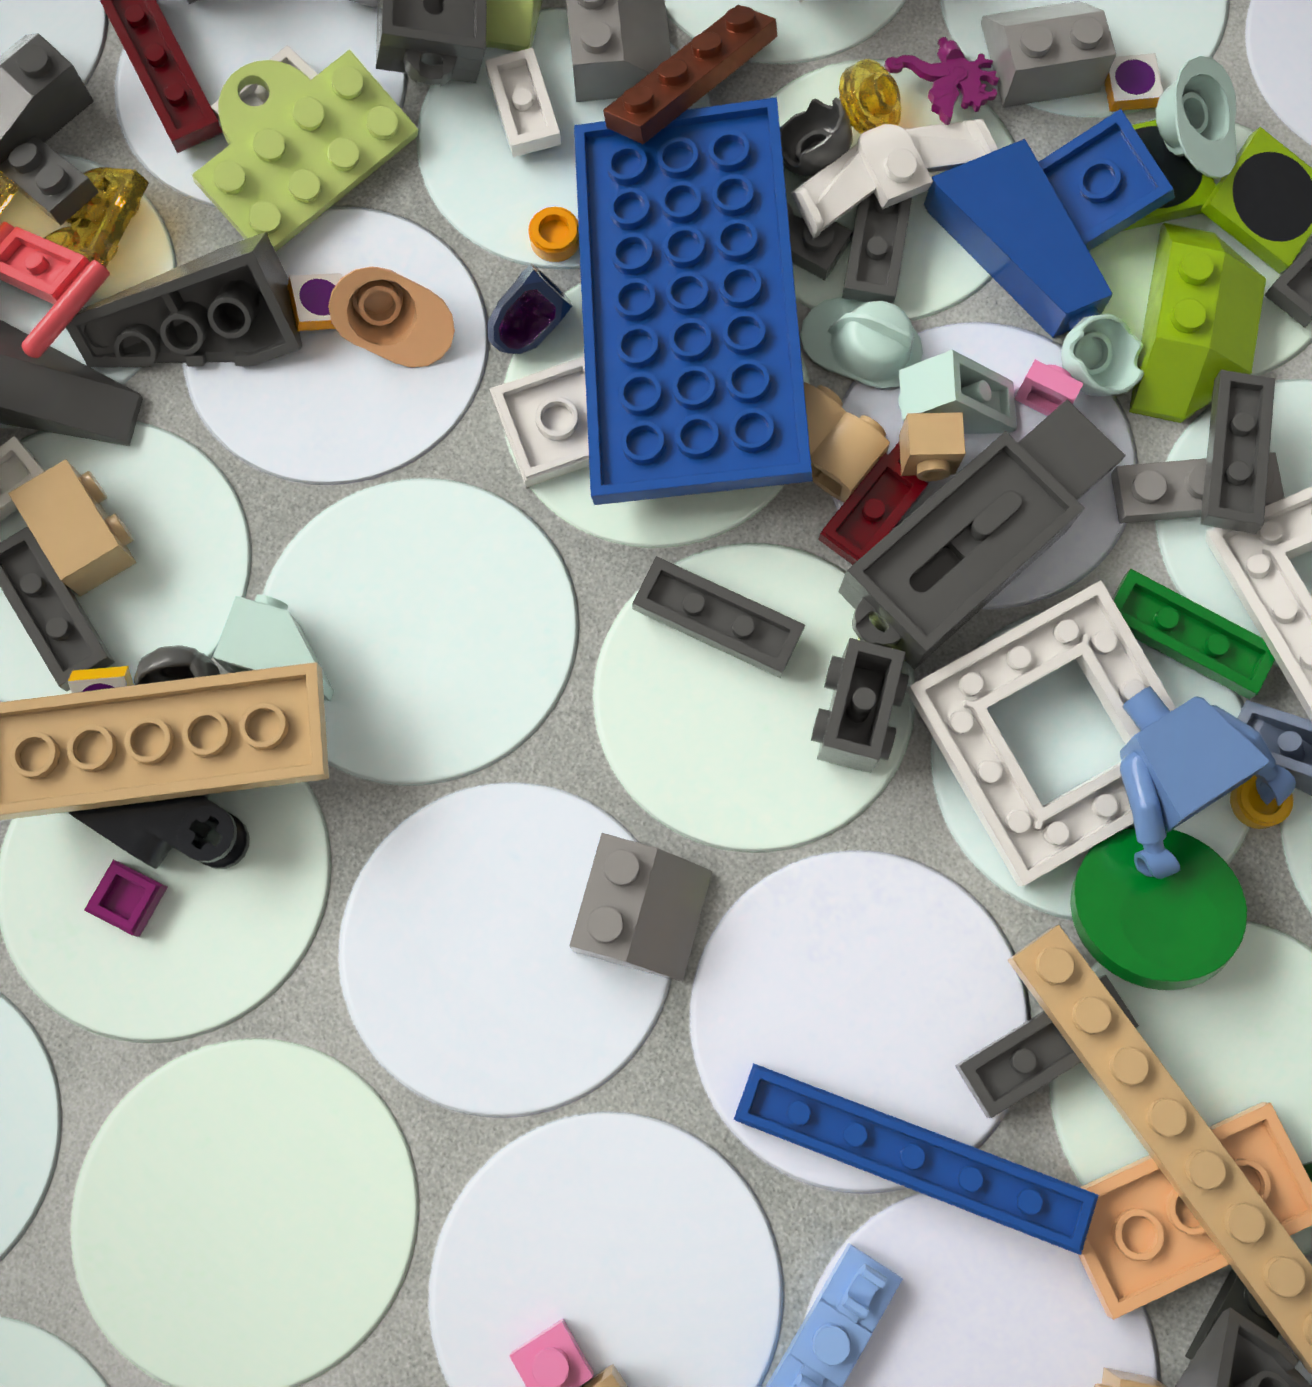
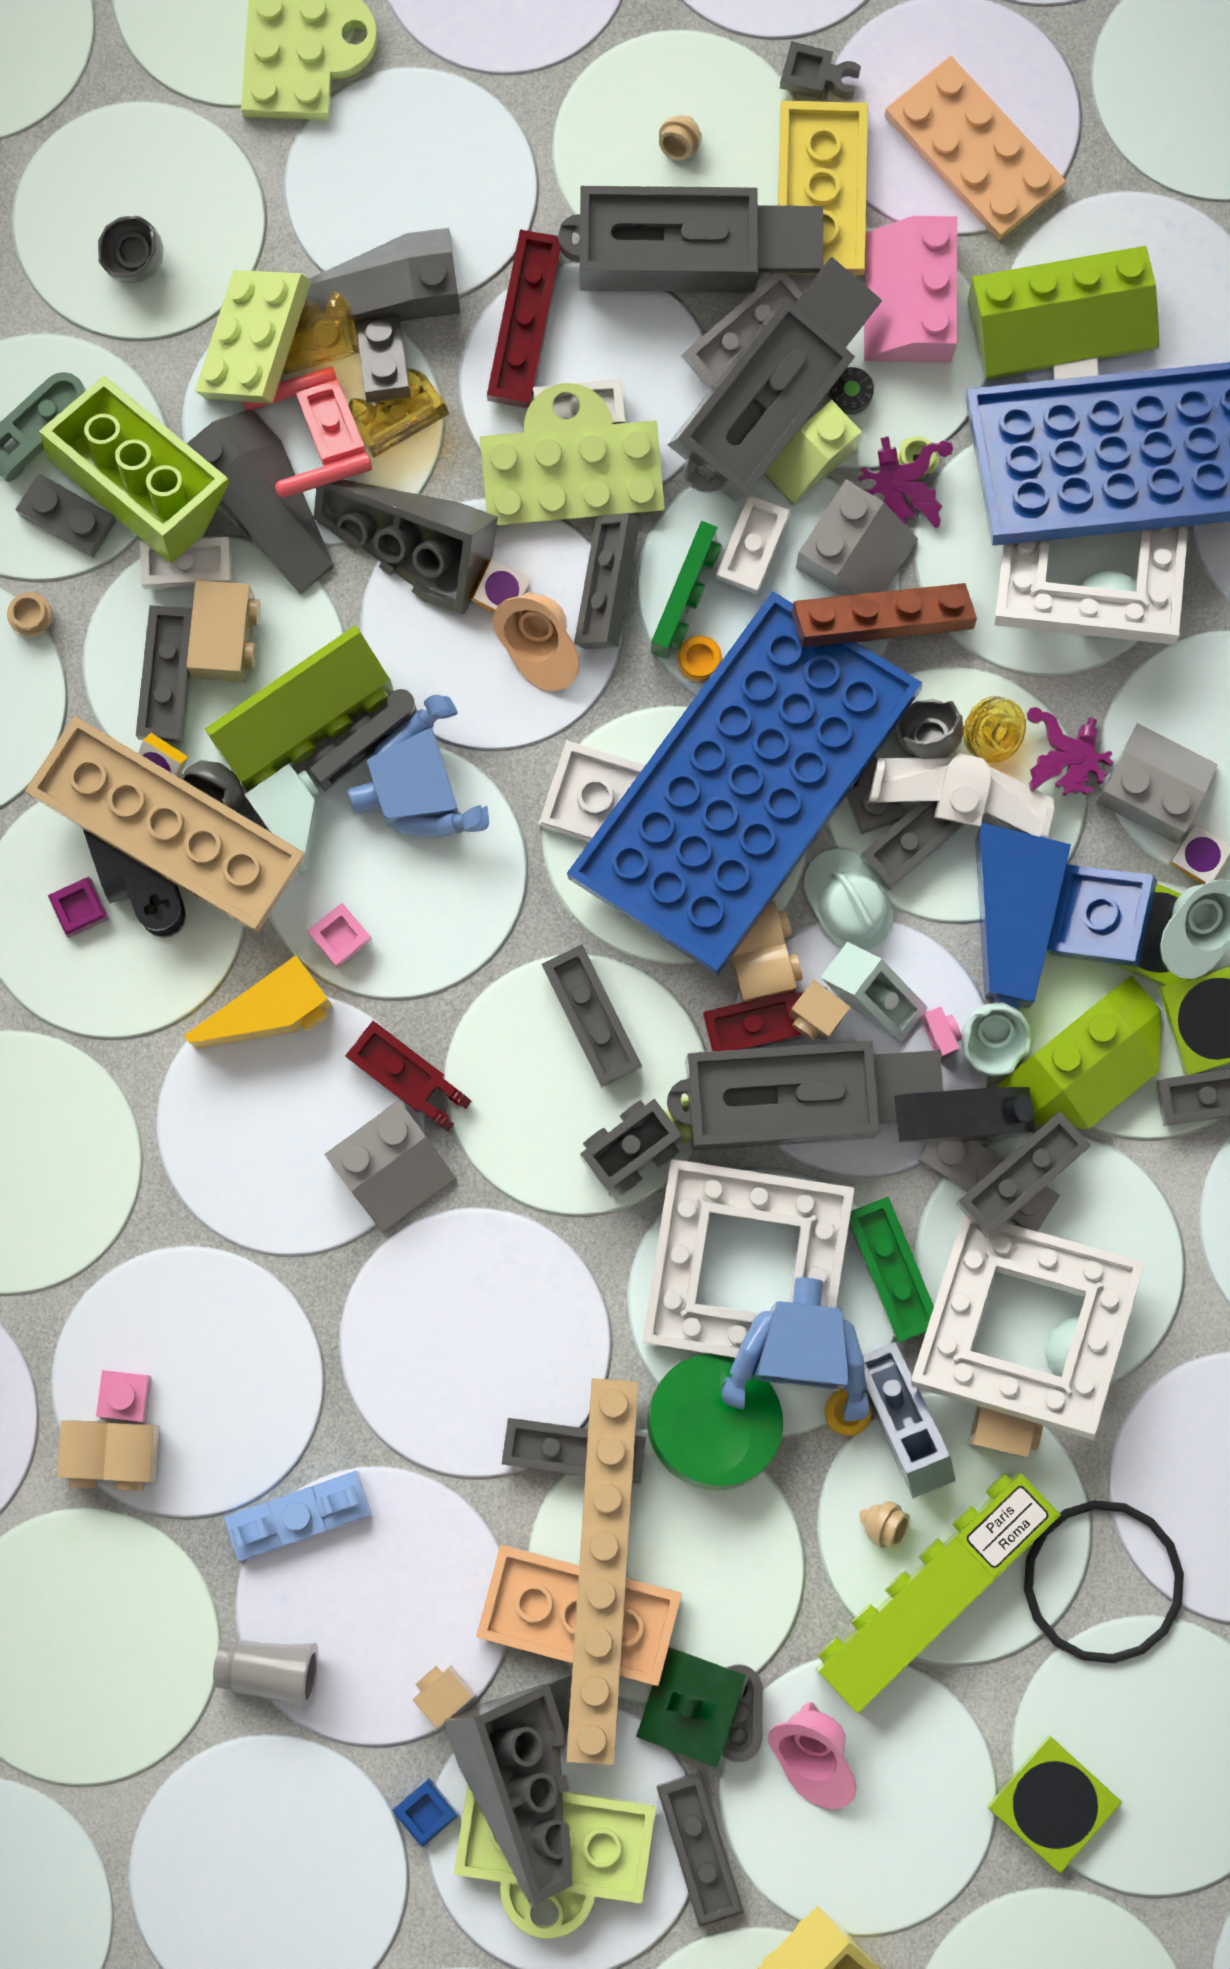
camera: 40 degrees right, 5 degrees up
(206, 535) = (301, 709): none -> lime slope
(294, 525) = (336, 762): none -> dark grey plate
(372, 527) = (413, 782): none -> medium blue torso
(398, 847) = (271, 1007): none -> yellow slope
(413, 725) = (339, 935): none -> bright pink plate
(414, 221) = (607, 581): none -> dark grey plate
(496, 180) = (686, 591): none -> green plate
(527, 312) = (633, 706): rock -> none
(582, 808) = (403, 1073): none -> dark red hinge
(917, 1158) = (435, 1449): blue tile -> none
(1146, 432) = (964, 1114): none -> black slope

